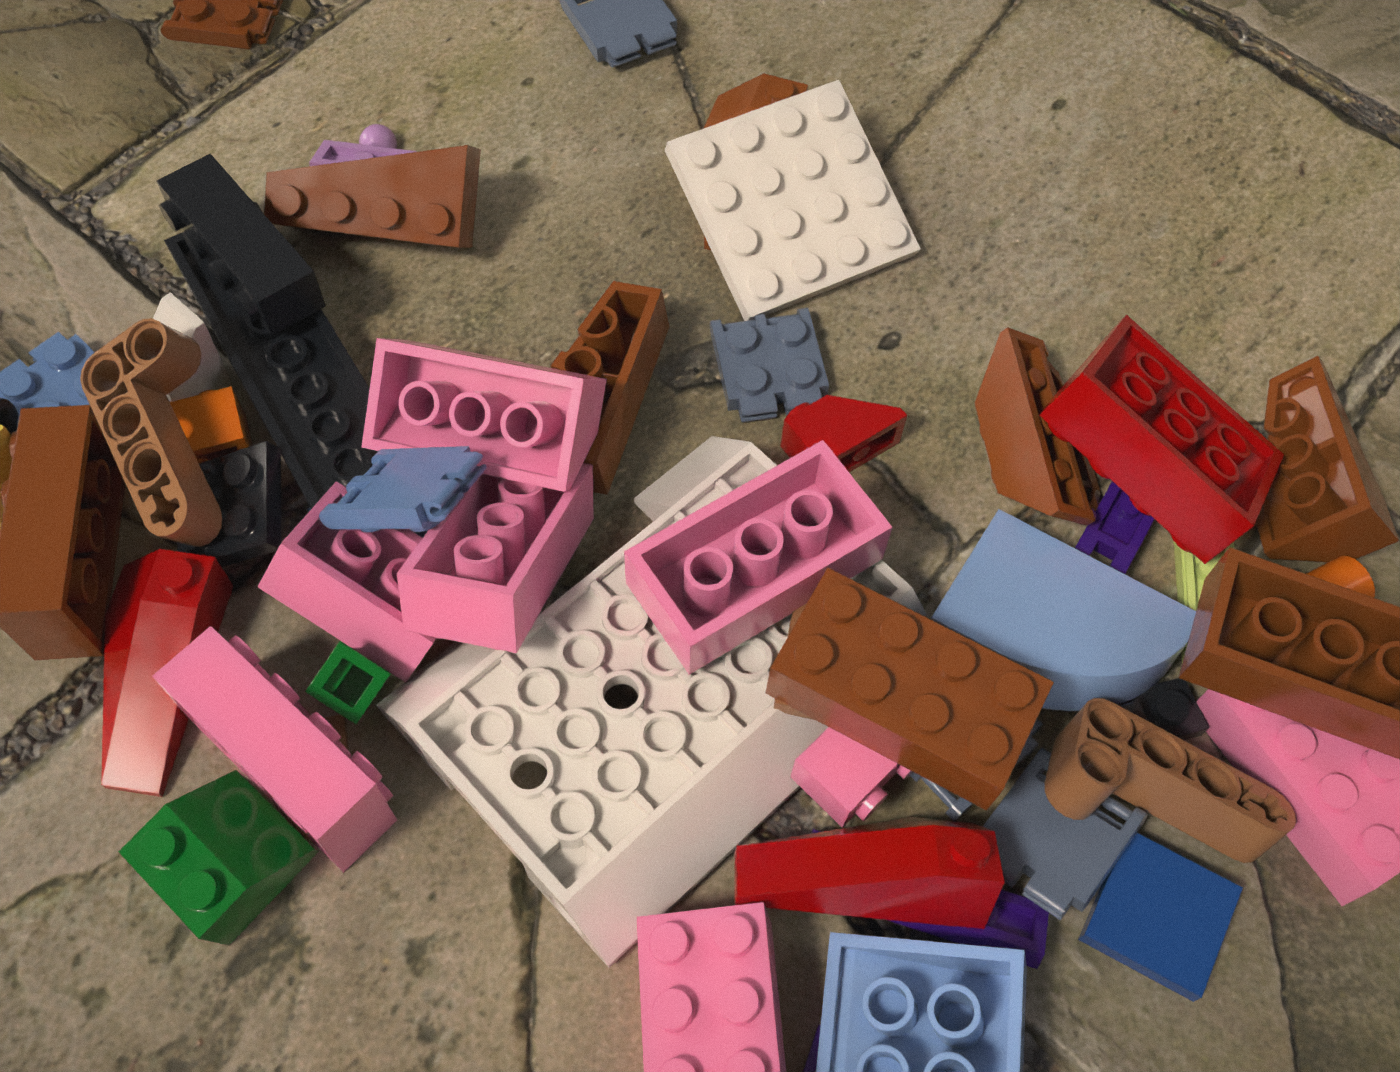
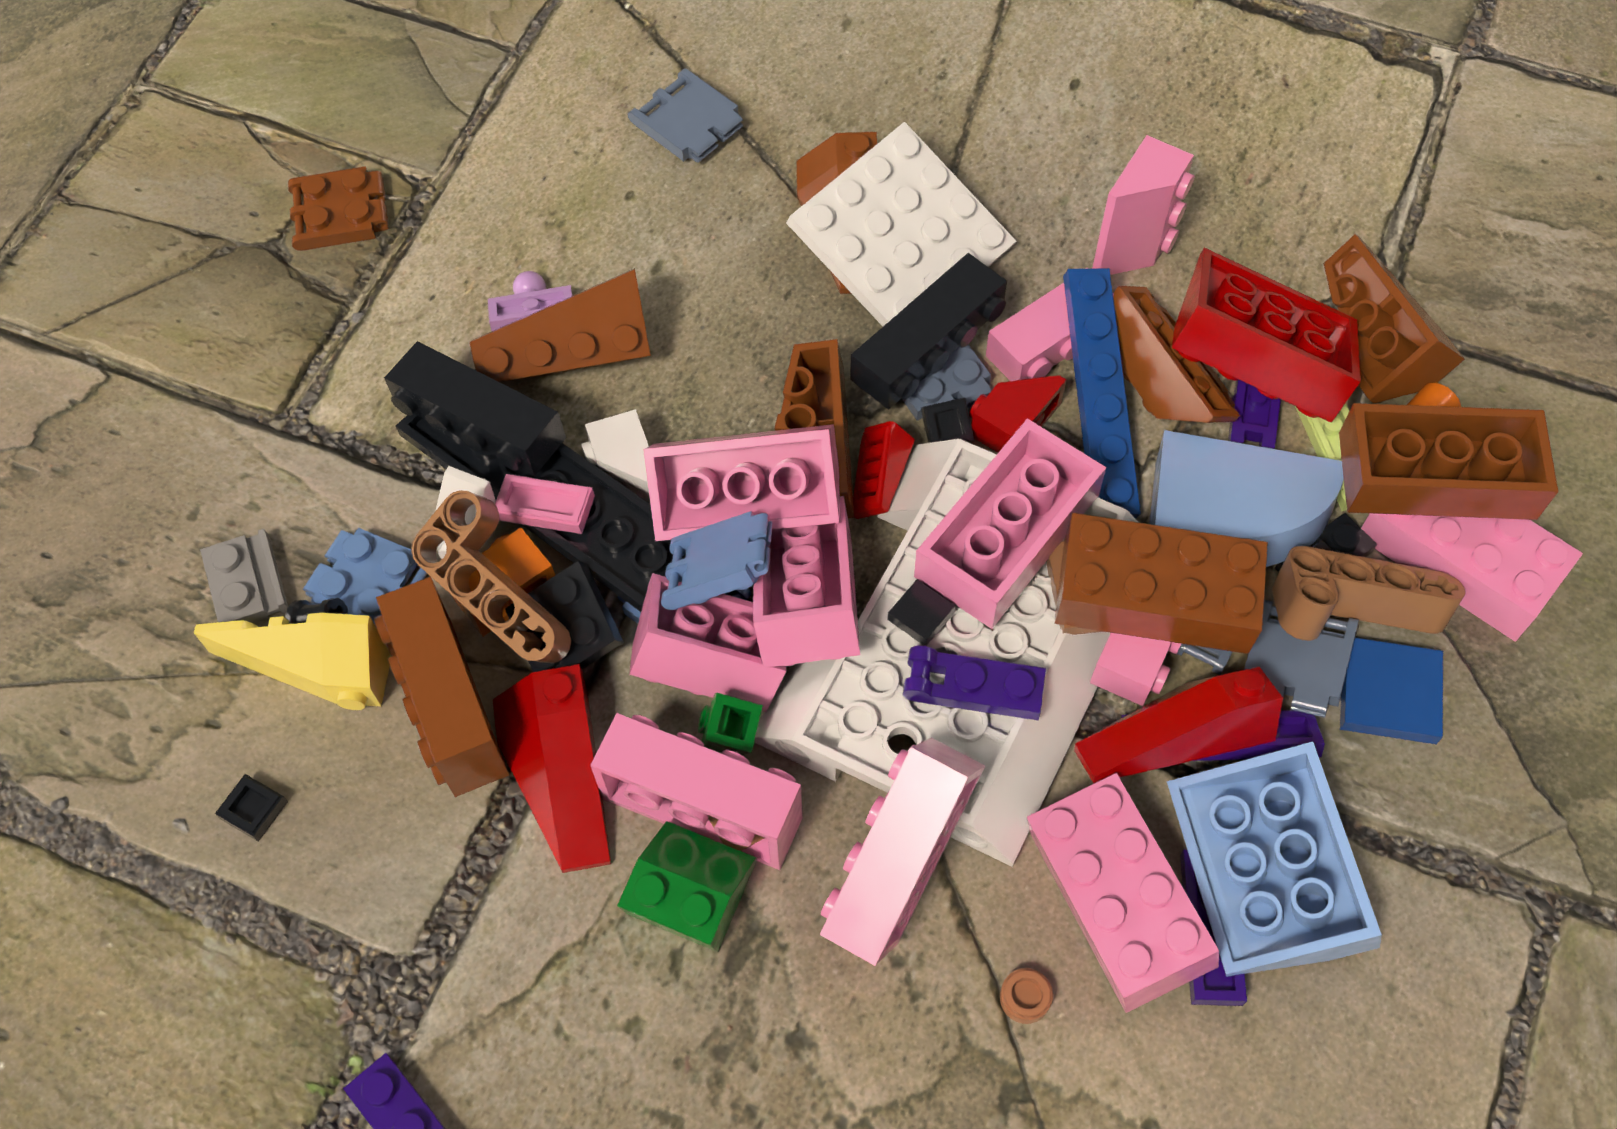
camera: 15 degrees left, 0 degrees up
(267, 368) = (544, 503): none -> bright pink tile
(378, 319) = (618, 450): none -> white slope
(457, 905) = (900, 850): none -> bright pink brick
(615, 627) = (921, 612): none -> black tile
(641, 734) = (975, 683): none -> dark purple plate
(661, 443) = (880, 467): none -> red slope
(757, 421) = (947, 421): none -> black tile
(772, 312) = (928, 331): none -> black brick
(918, 354) = (1032, 338): none -> bright pink brick
(943, 442) = (1101, 383): none -> blue plate
(1070, 250) = (1144, 208): none -> bright pink slope

